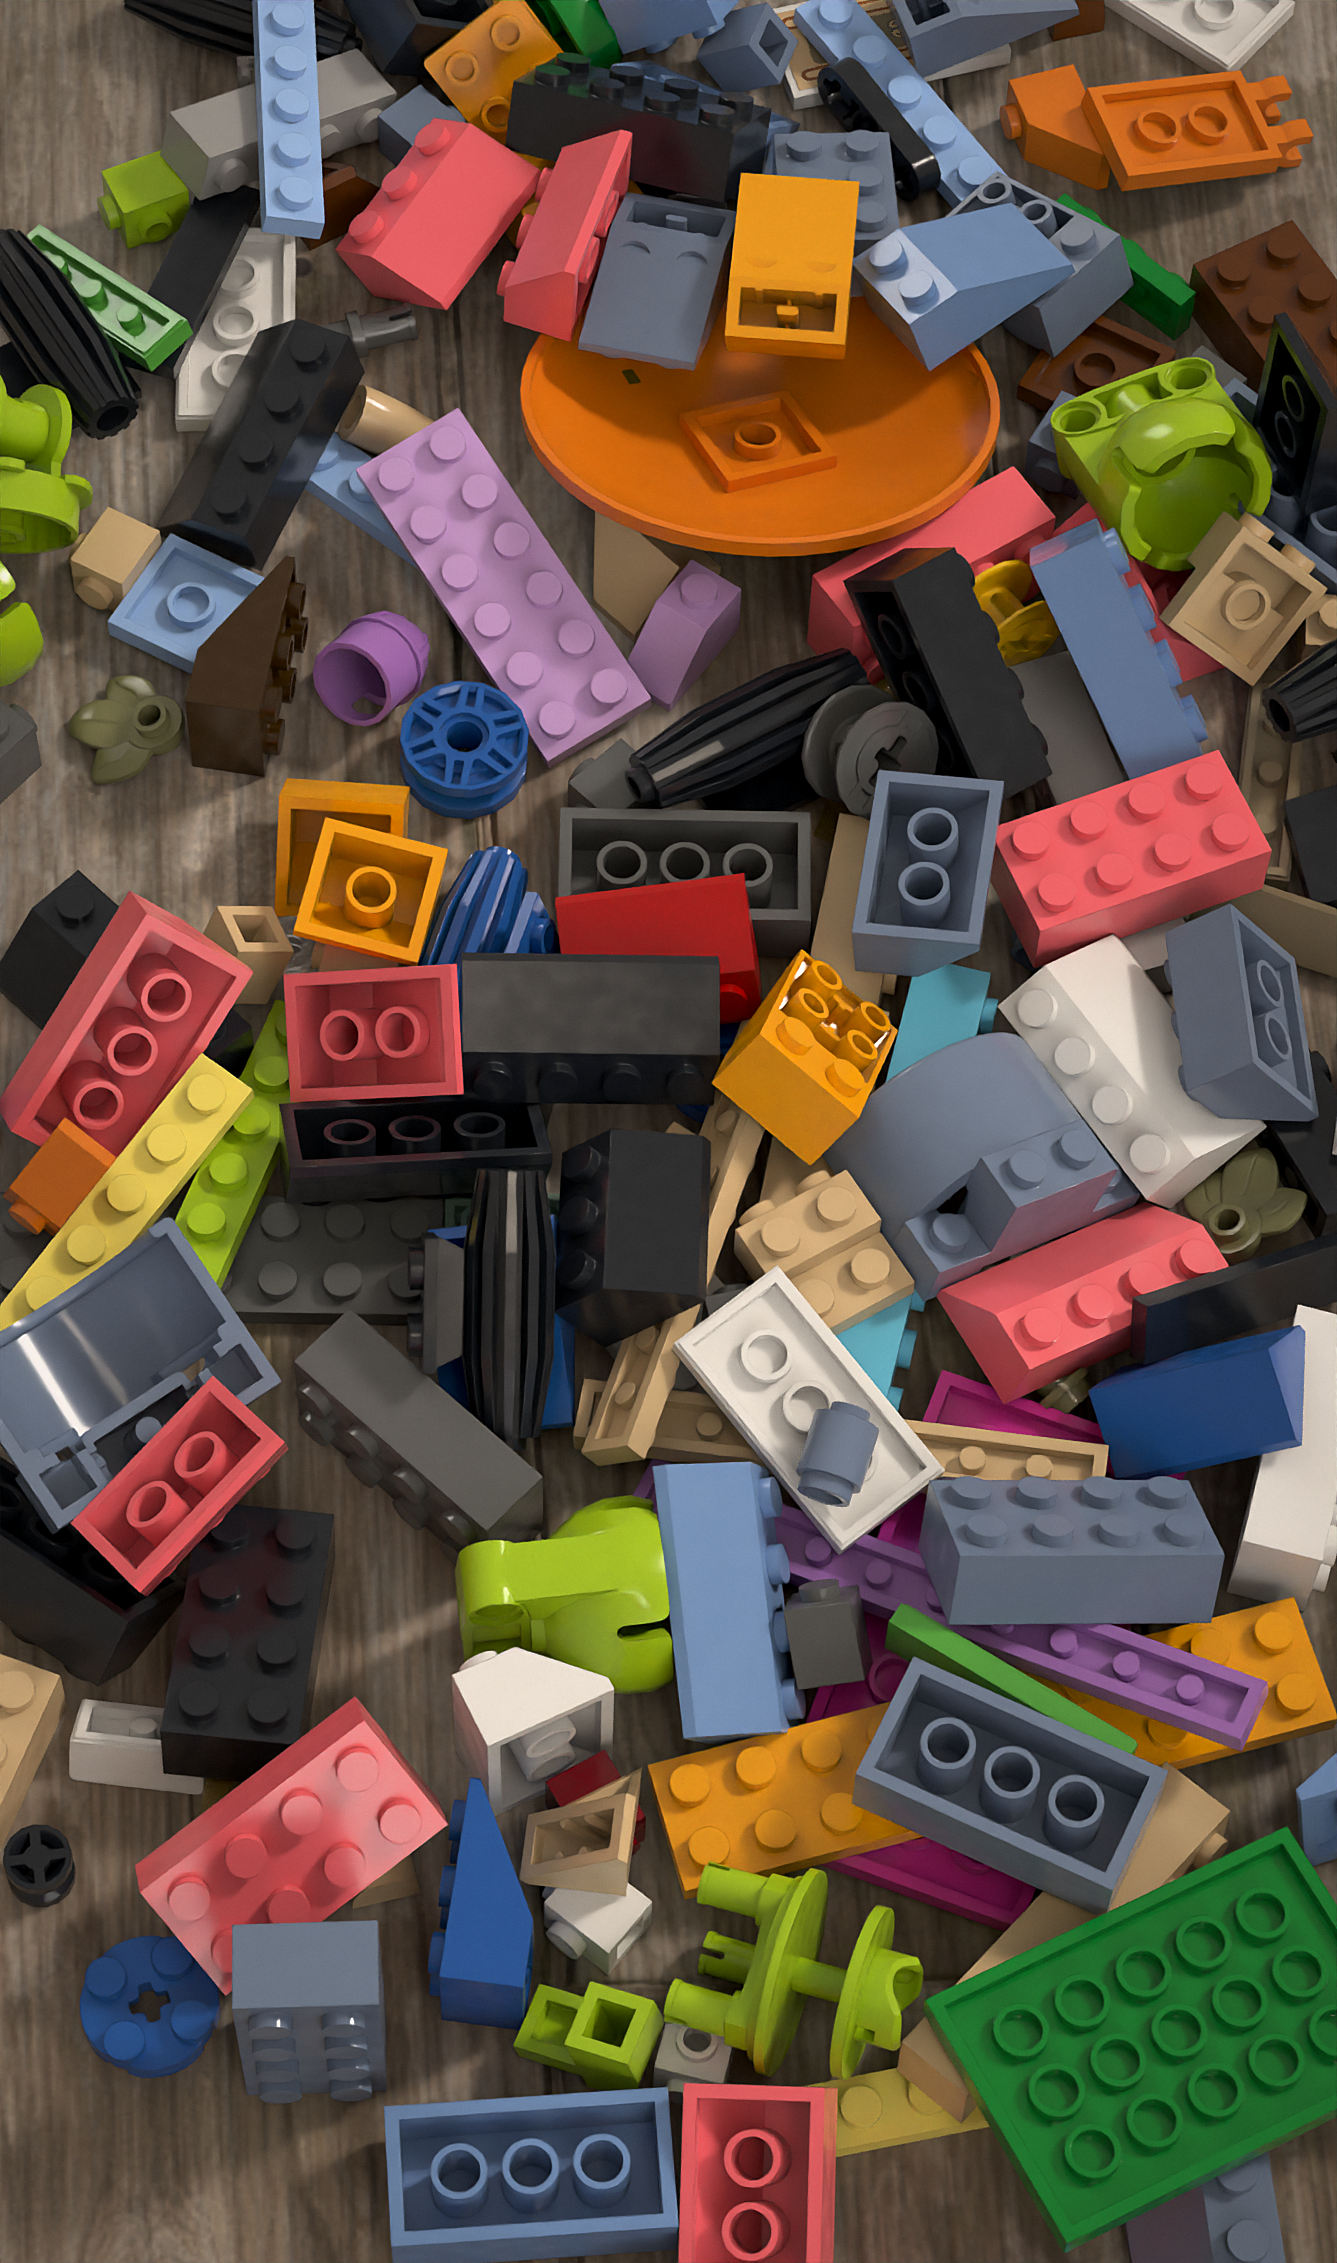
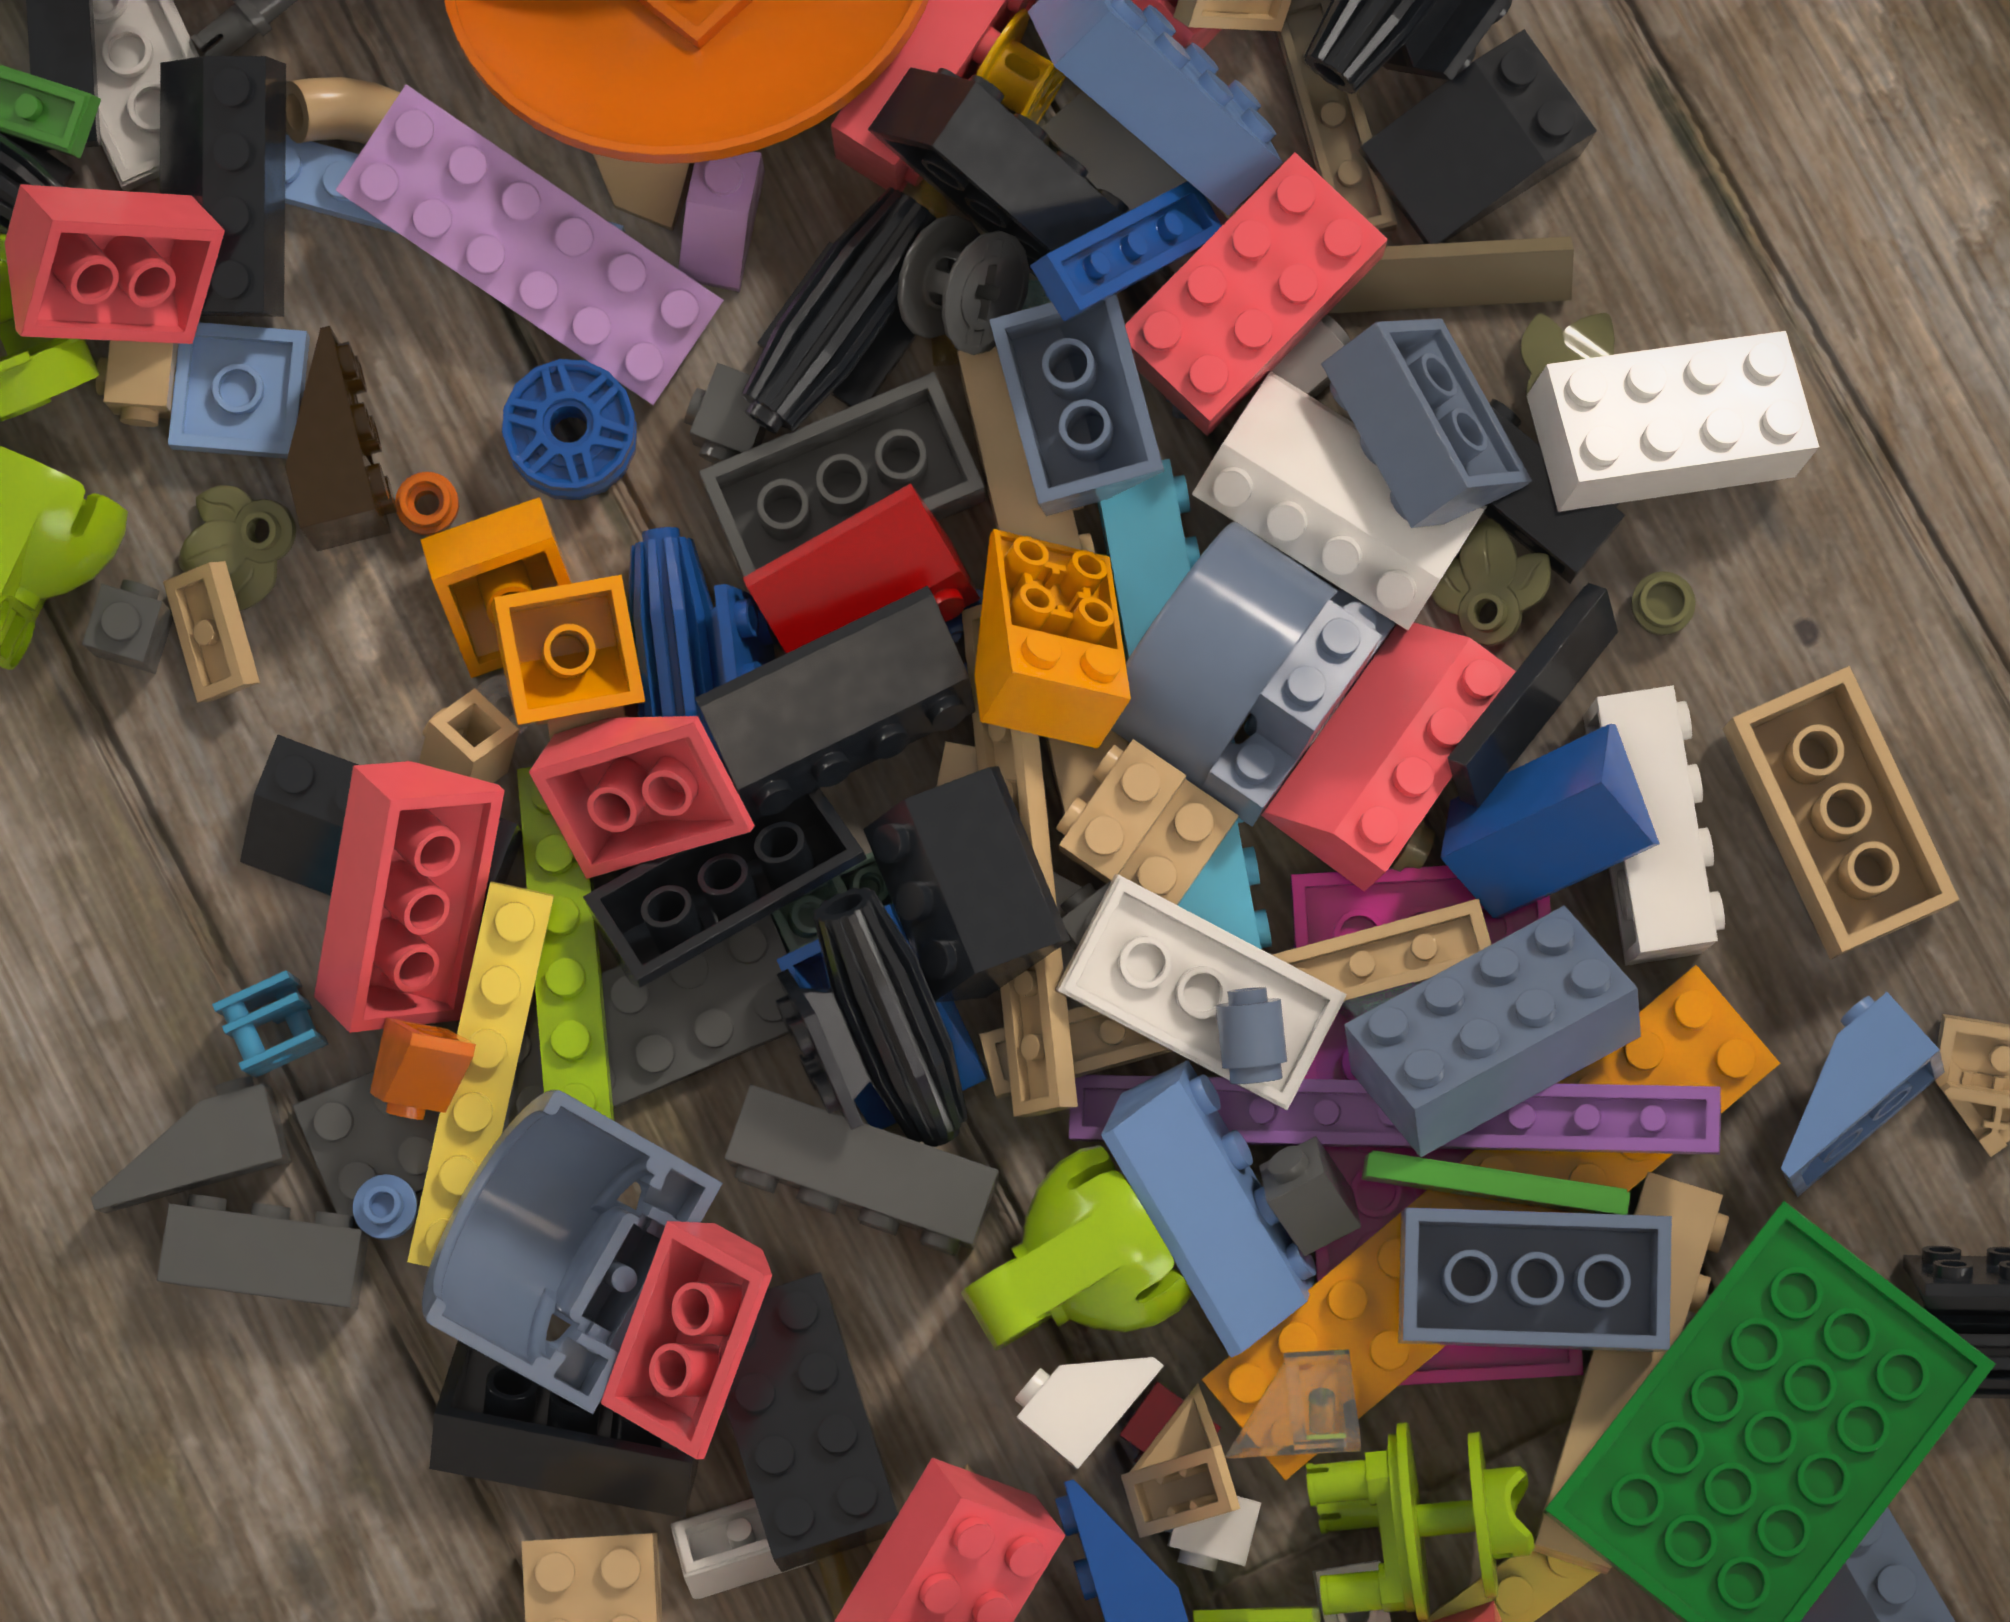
camera: 20 degrees left, 20 degrees up
(65, 781) = (211, 631): none -> tan plate
(130, 436) = (109, 264): none -> coral slope
(308, 746) = (424, 484): none -> orange plate
(374, 659) = (446, 368): medium lavender helmet -> none
(732, 1825) = (1304, 1409): none -> clear slope
(1022, 755) = (1126, 250): none -> blue plate

